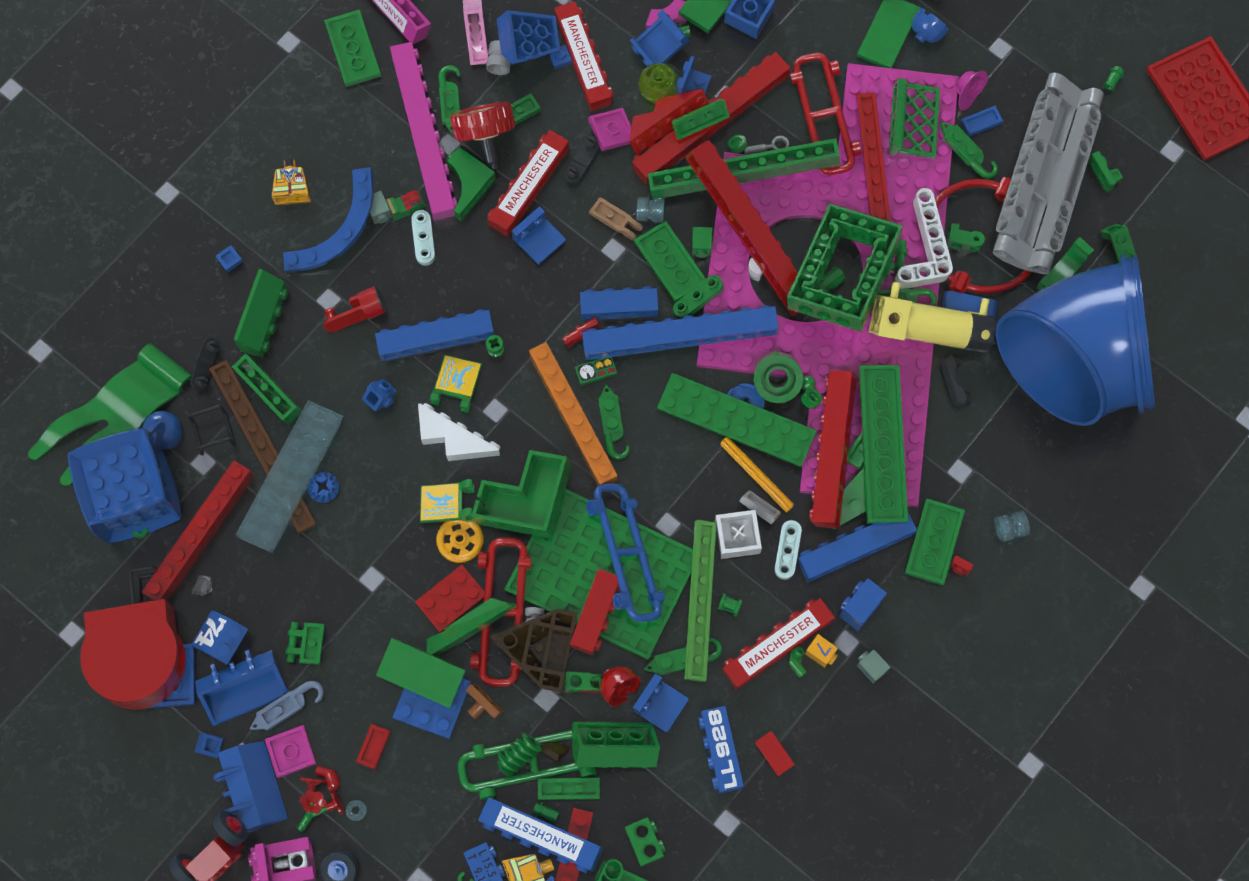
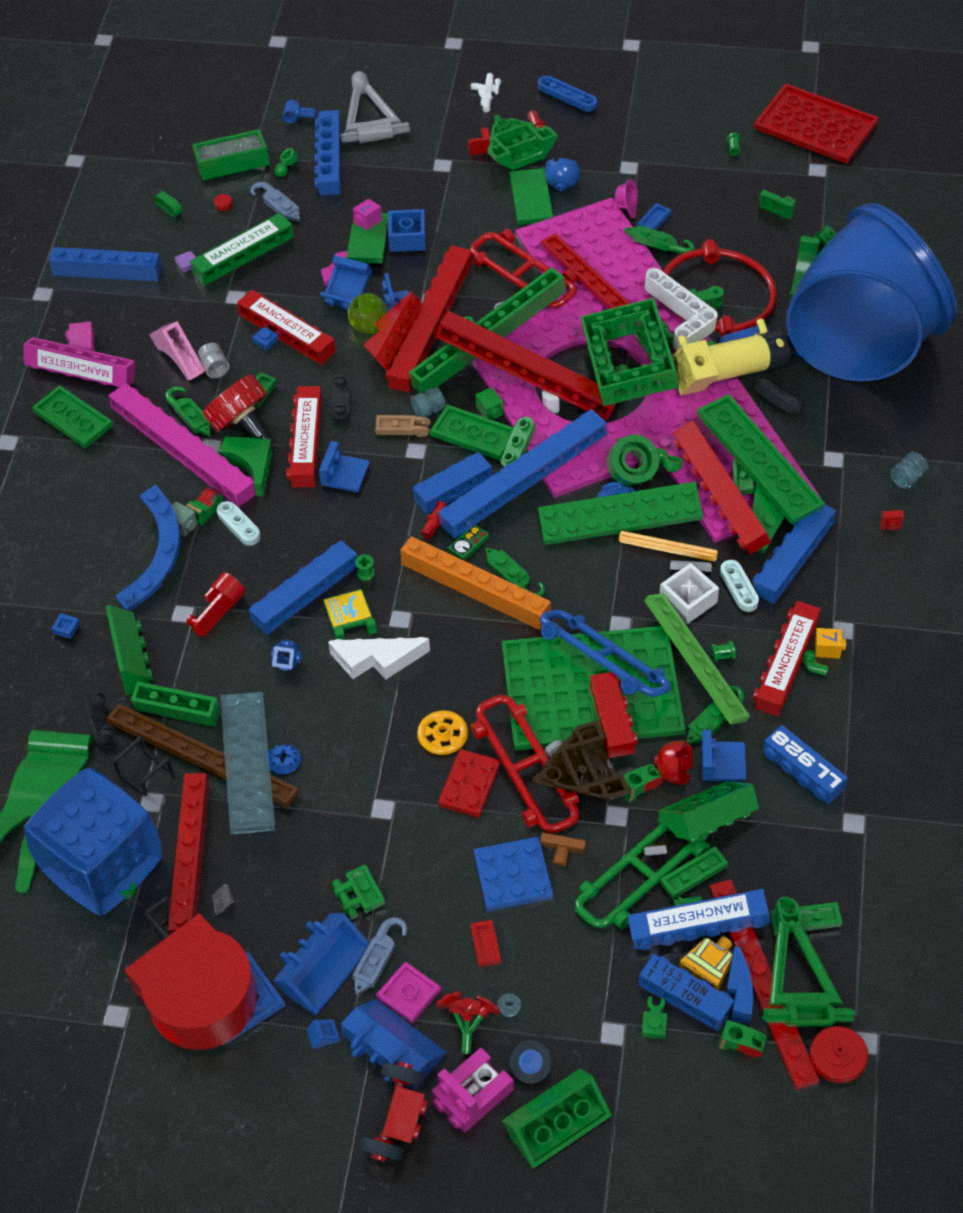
camera: 30 degrees left, 20 degrees down
(219, 637) = (272, 929): blue slope -> none
(290, 184) = (87, 541): torso -> none
(331, 777) = (466, 990): red arm -> none
(421, 672) = (488, 849): green tile -> none
(445, 502) = (409, 708): flag -> none
(468, 625) = (505, 788): green wedge -> none
(518, 755) = (627, 863): green piece -> none
(527, 35) = (227, 326): blue wedge -> none
(533, 504) = (487, 668): green piece -> none
(611, 128) = (350, 364): dark pink tile -> none
(639, 843) = (791, 879): green brick -> none
(700, 119) = (424, 315): green plate -> none
(774, 753) = (851, 744): red tile -> none
(860, 607) = (835, 586): blue brick -> none
(872, 665) = (880, 630): sand green brick -> none
(898, 121) = (588, 241): green fence -> none
(934, 542) = (856, 516): green plate -> none
(1048, 175) = (738, 226): light grey panel -> none

